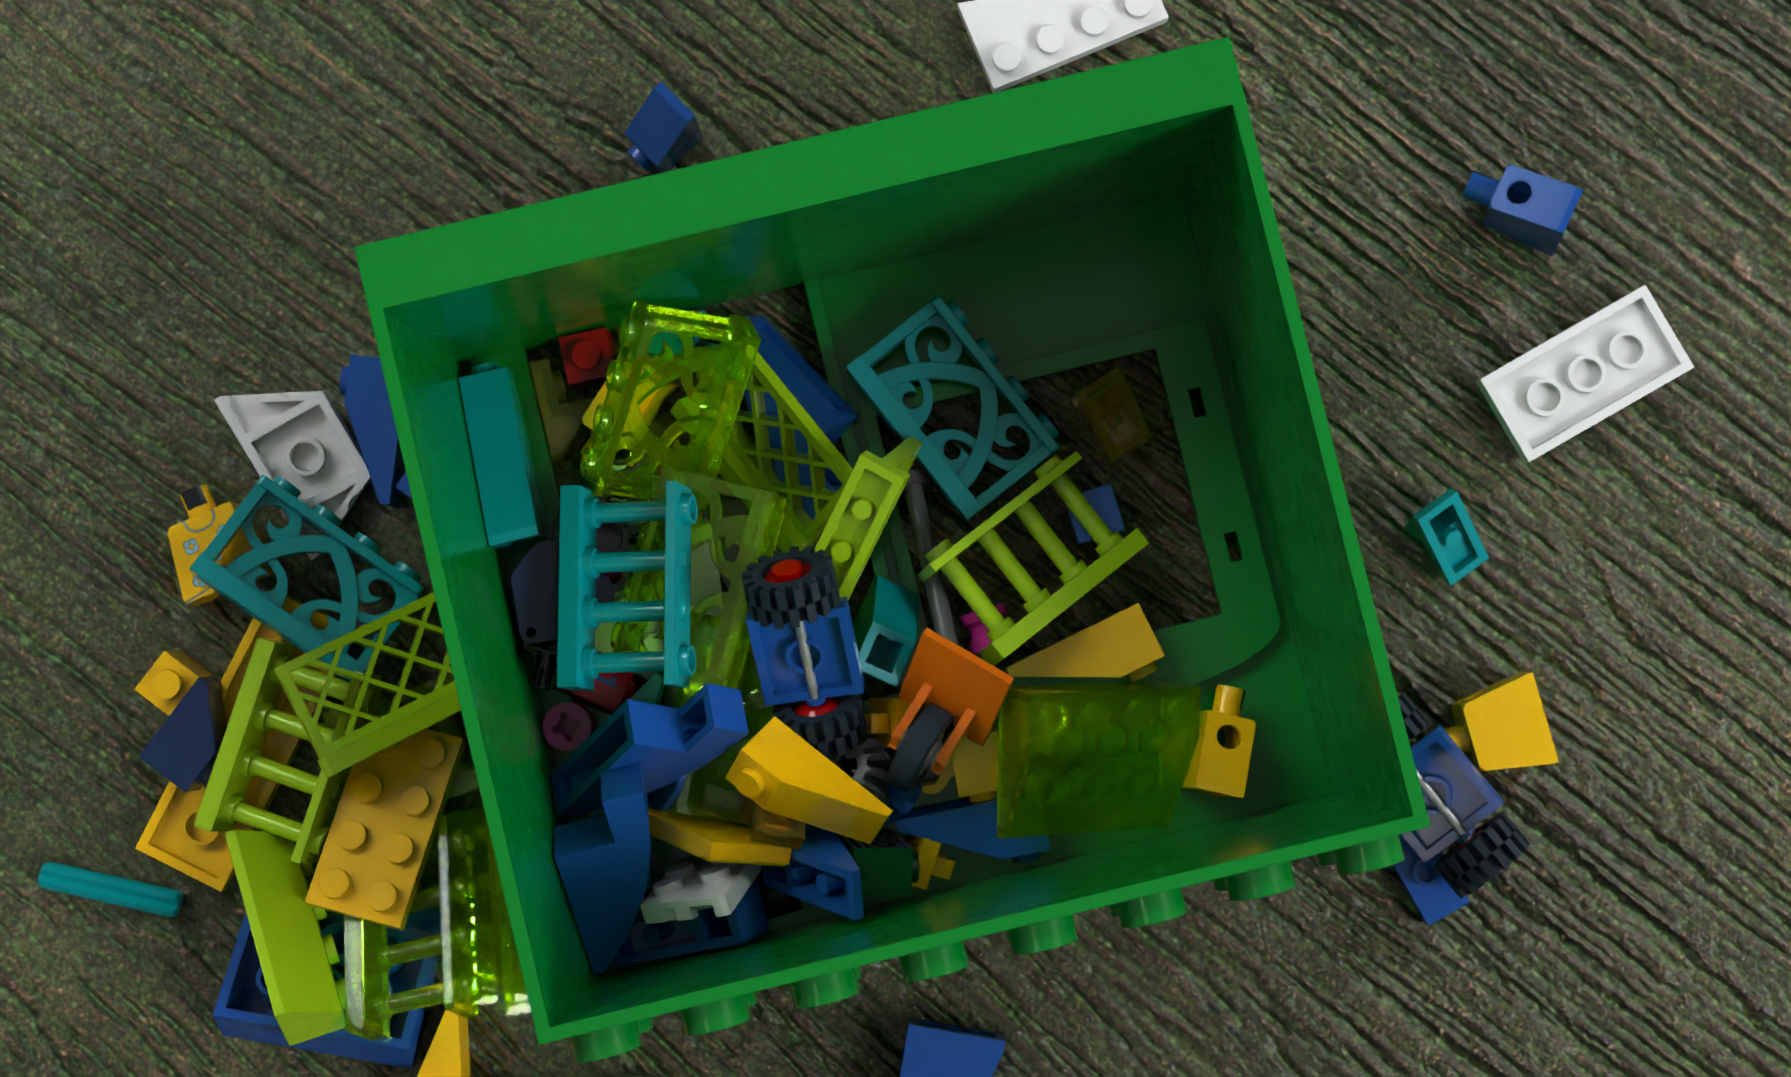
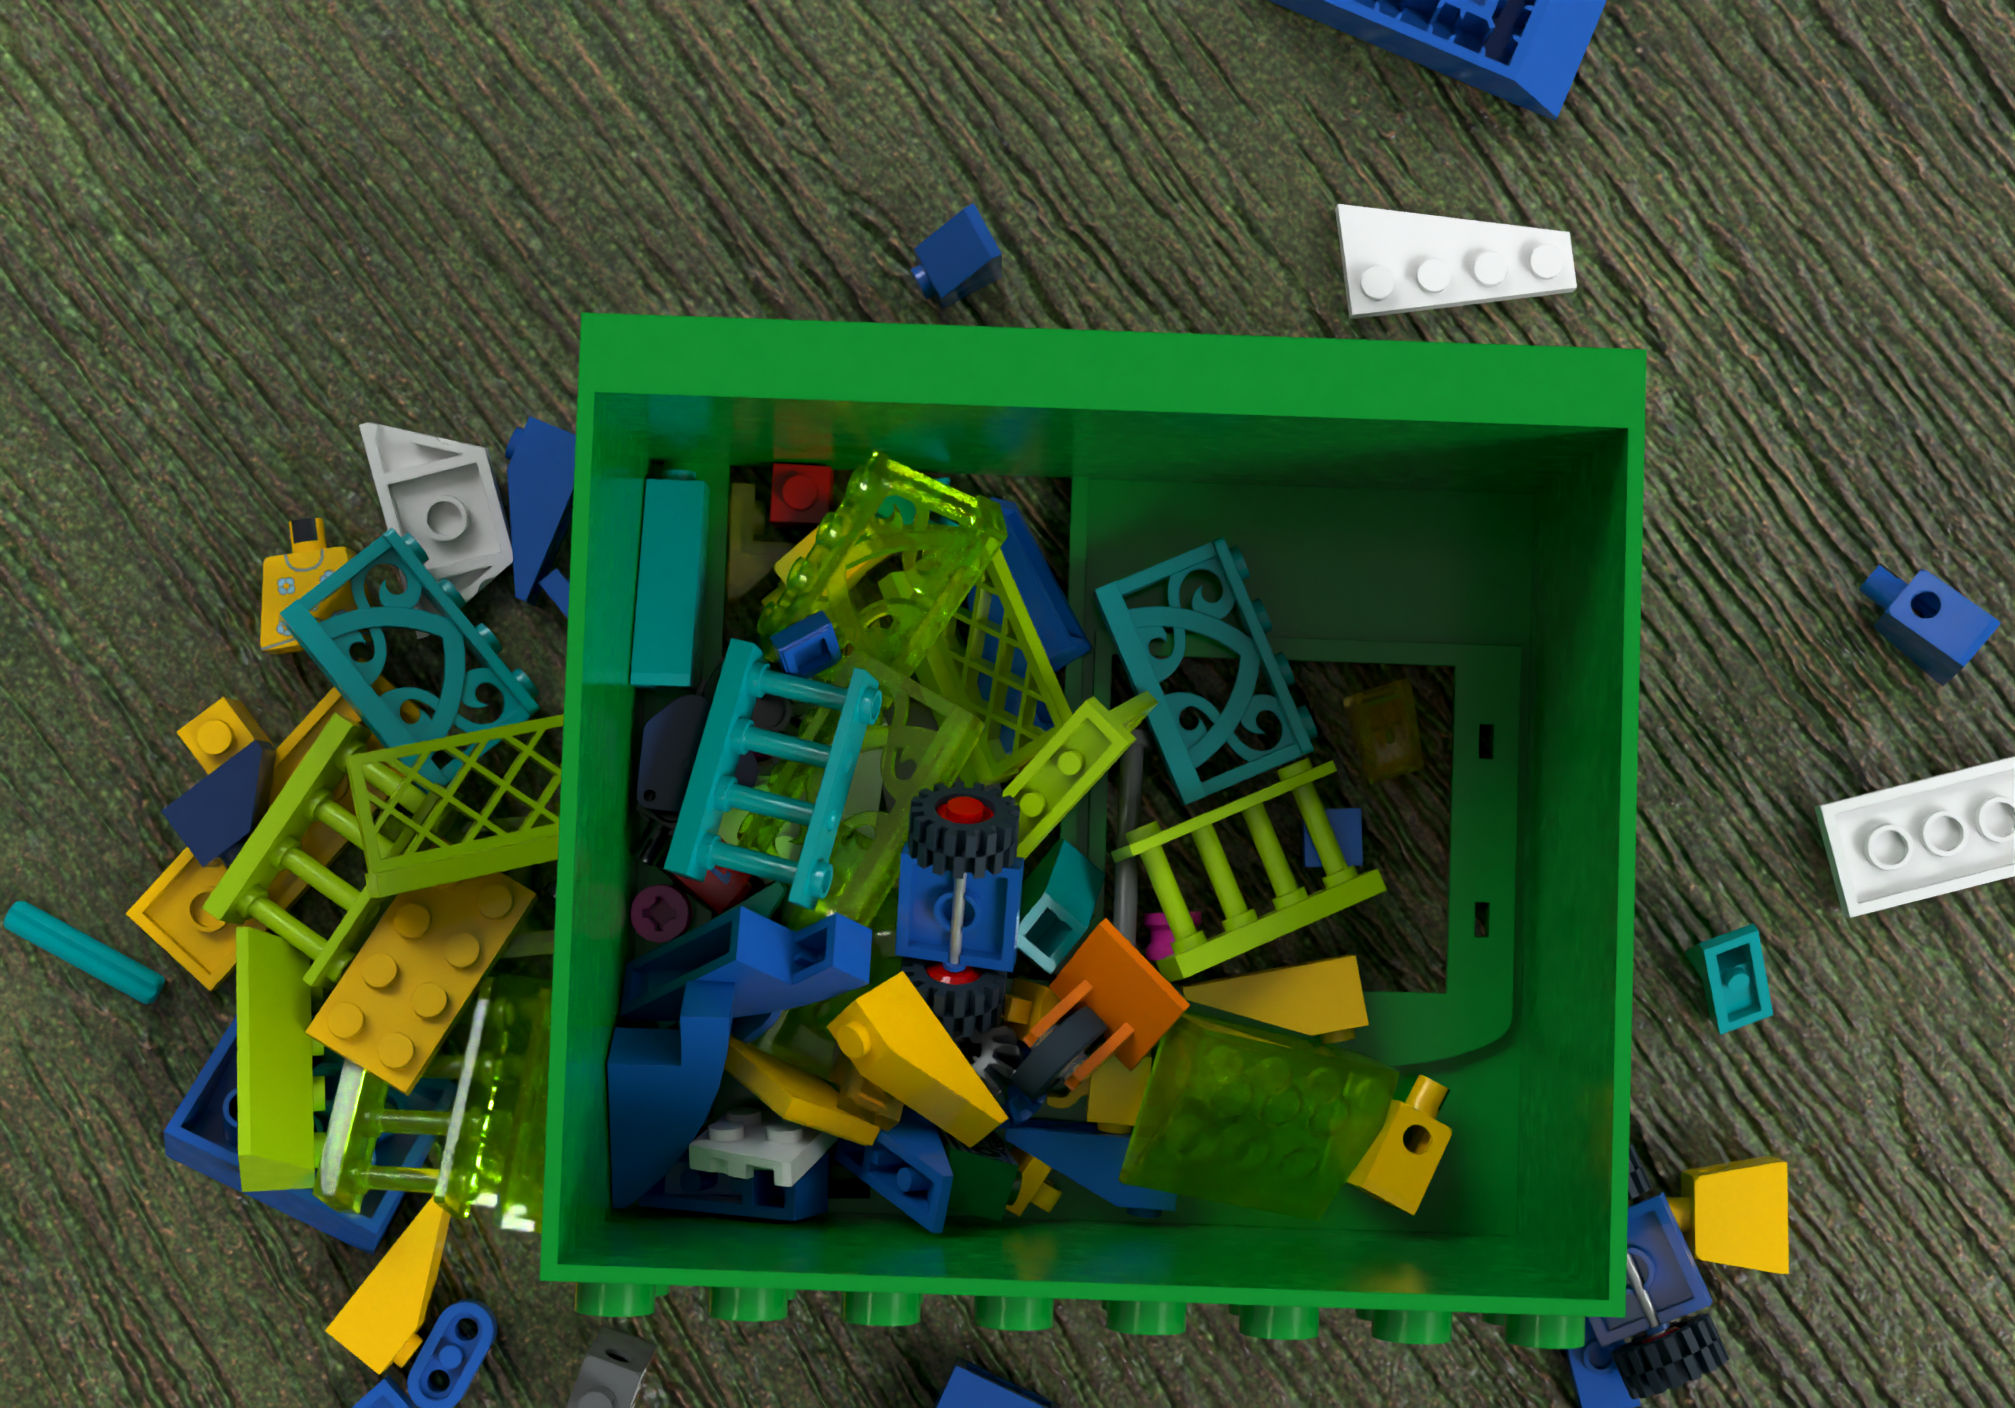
camera: 10 degrees right, 0 degrees up
(624, 475) = (807, 646): none -> blue tile

